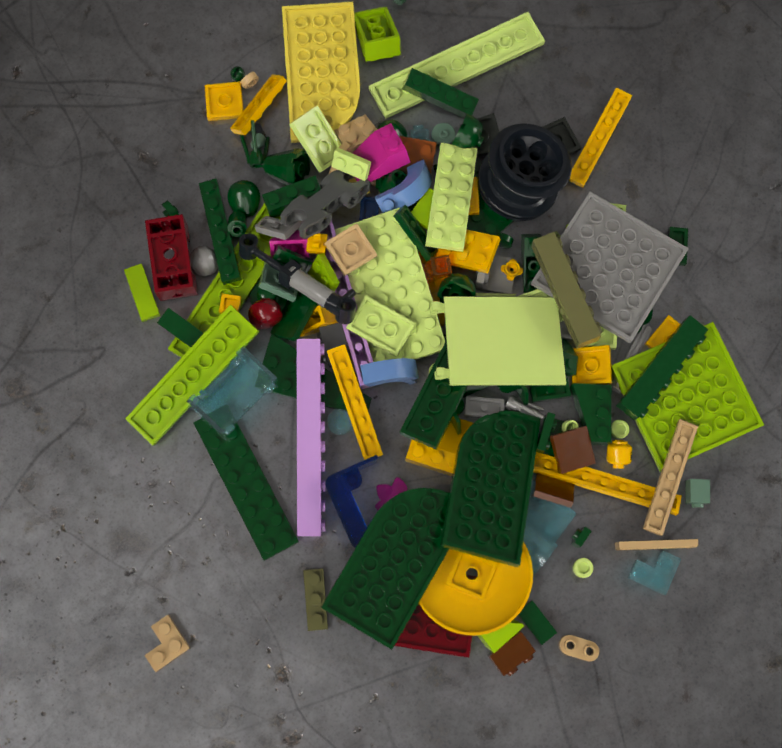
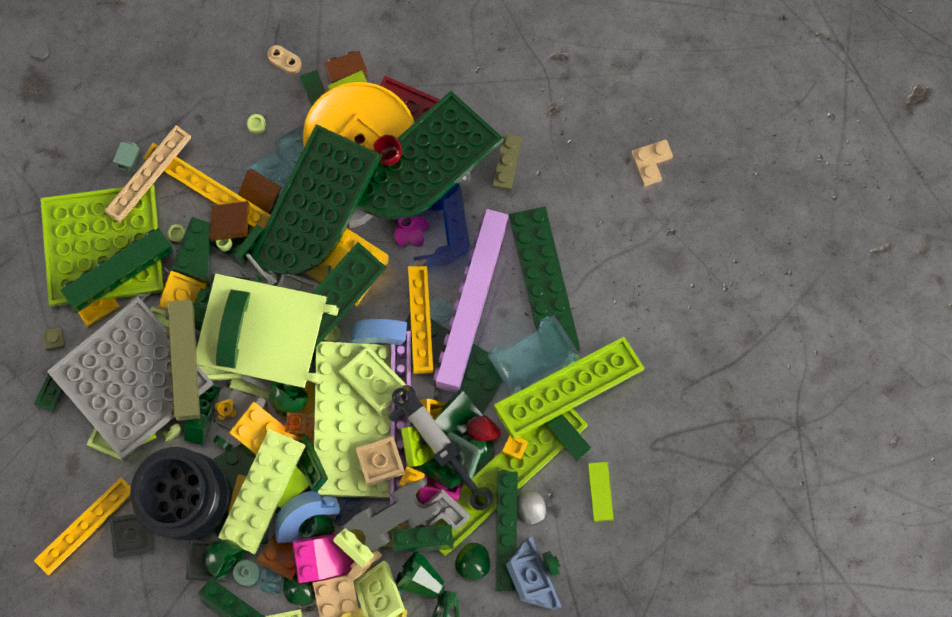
camera: 160 degrees left, 5 degrees down
(171, 276) = (562, 531): dark red plate -> none
(187, 196) = (531, 577): none -> sand blue wing
(237, 223) = (486, 532): dark green brick -> none
(435, 557) = (389, 148): none -> dark red hair
(532, 334) = (231, 328): none -> dark green slope
(580, 536) = (249, 147): dark green plate -> none
(619, 453) = (185, 209): yellow head -> none
(656, 544) = (183, 122): tan tile -> none
(657, 577) = (192, 96): clear light blue plate -> none
(695, 295) = (53, 338): none -> olive plate

